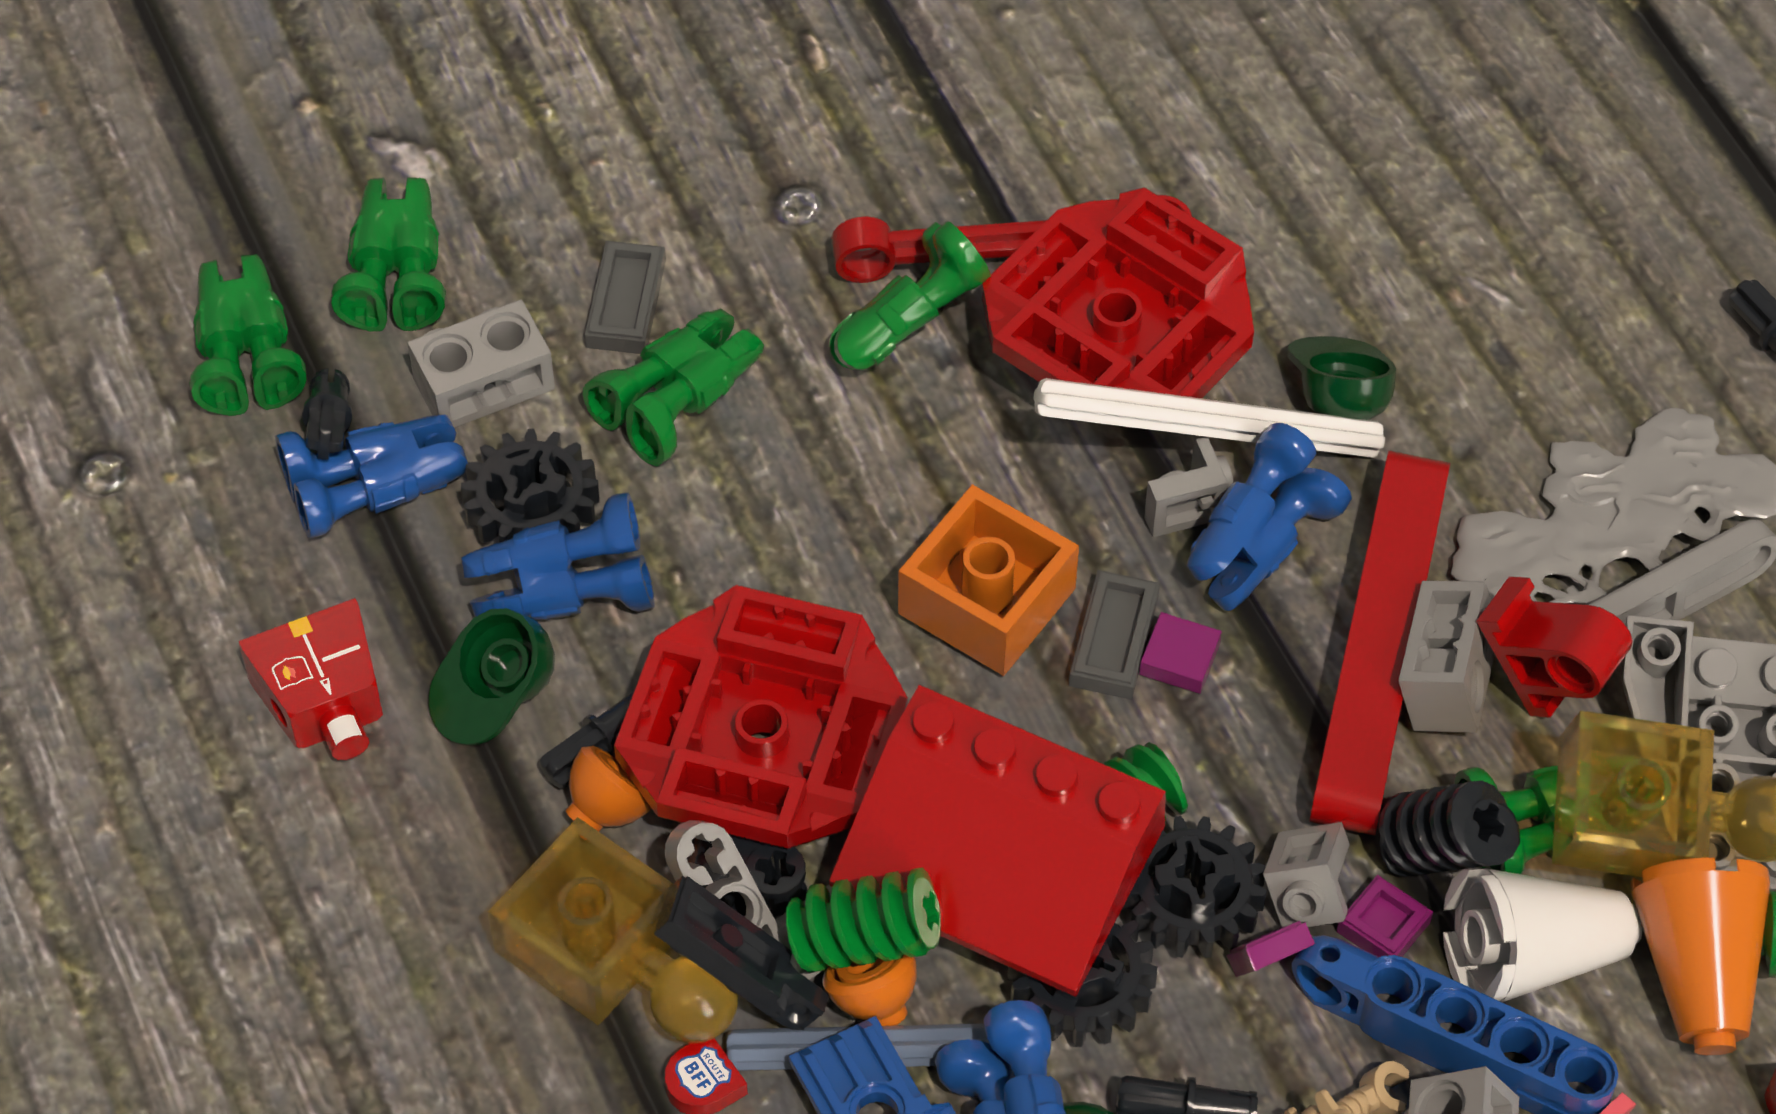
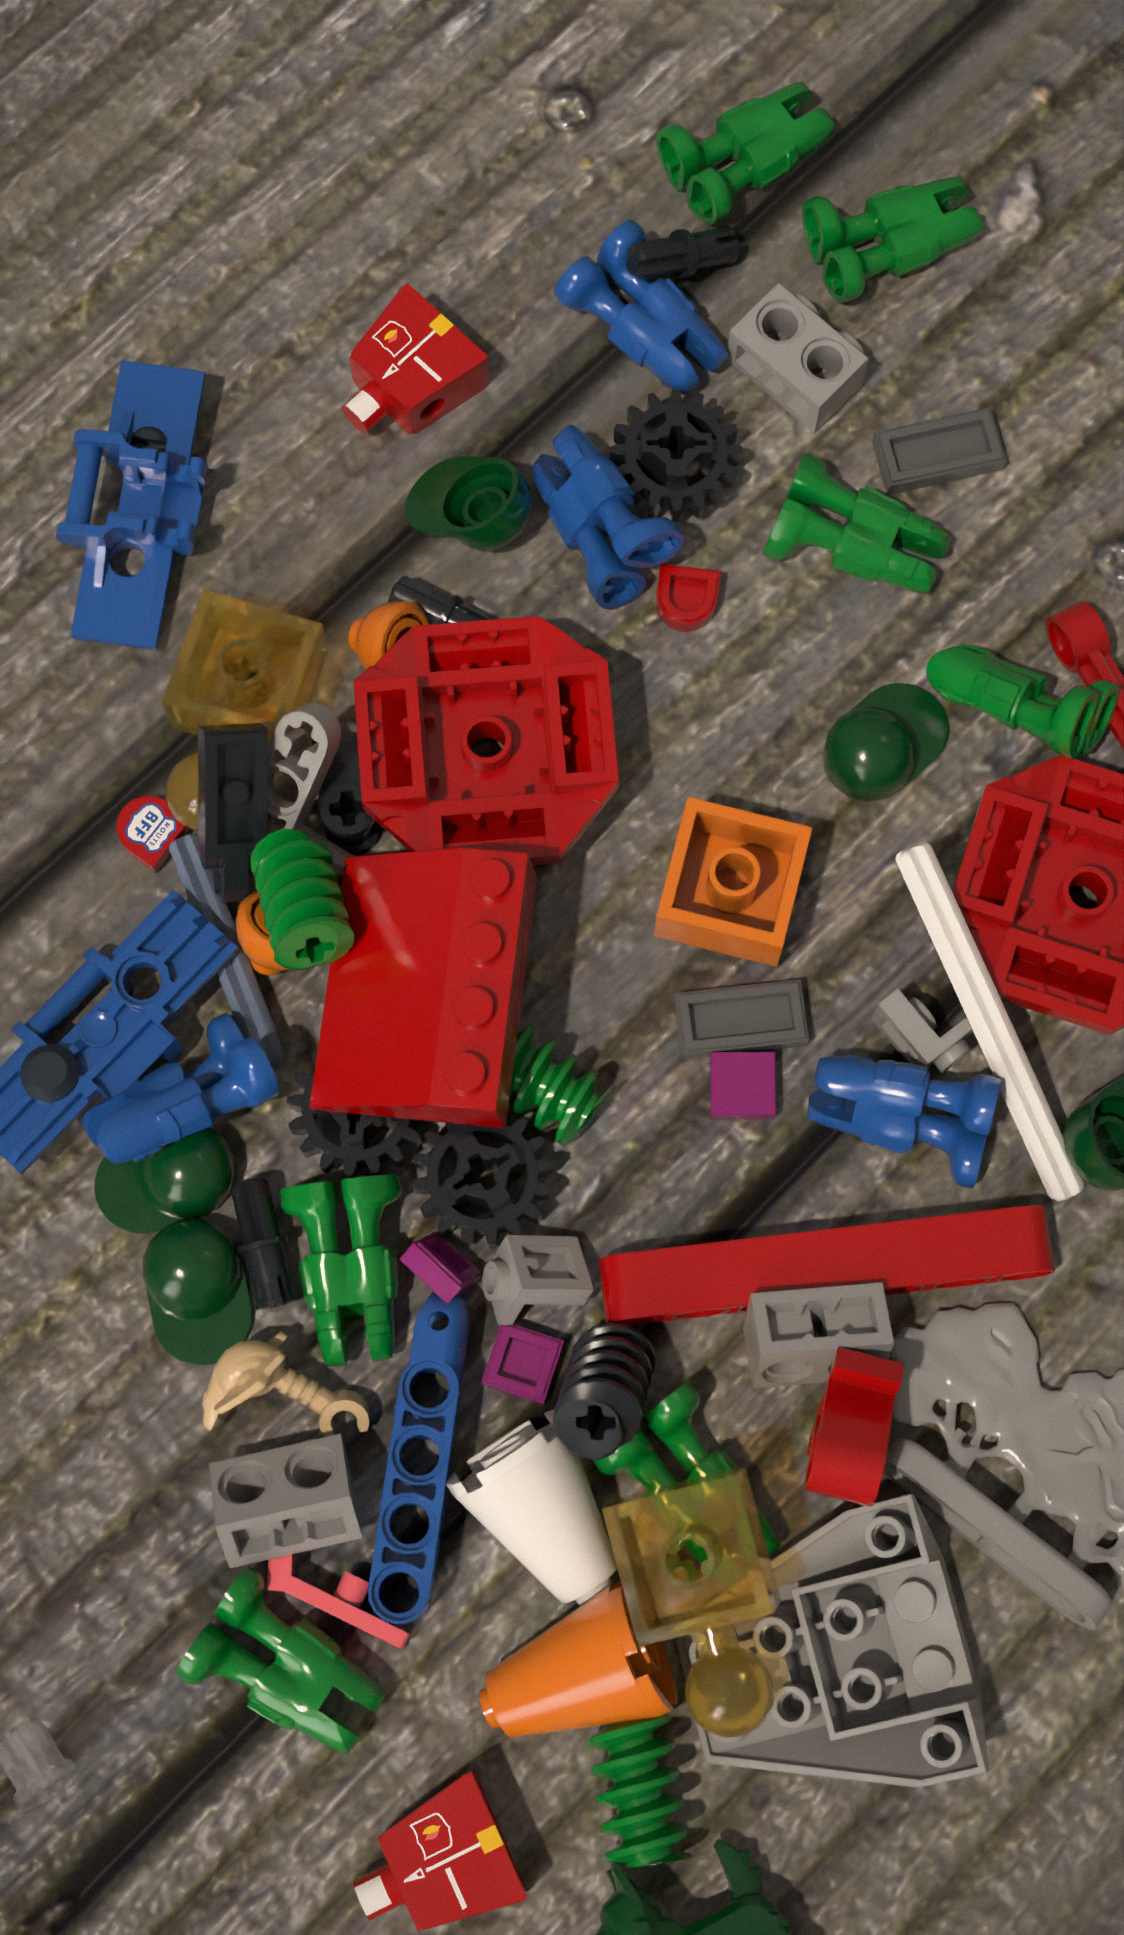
camera: 70 degrees right, 20 degrees up
(349, 955) = (158, 505): none -> blue piece
(673, 538) = (687, 596): none -> red tile
(890, 436) = (884, 742): none -> dark green cap
(1254, 1033) = (353, 1282): none -> green piece

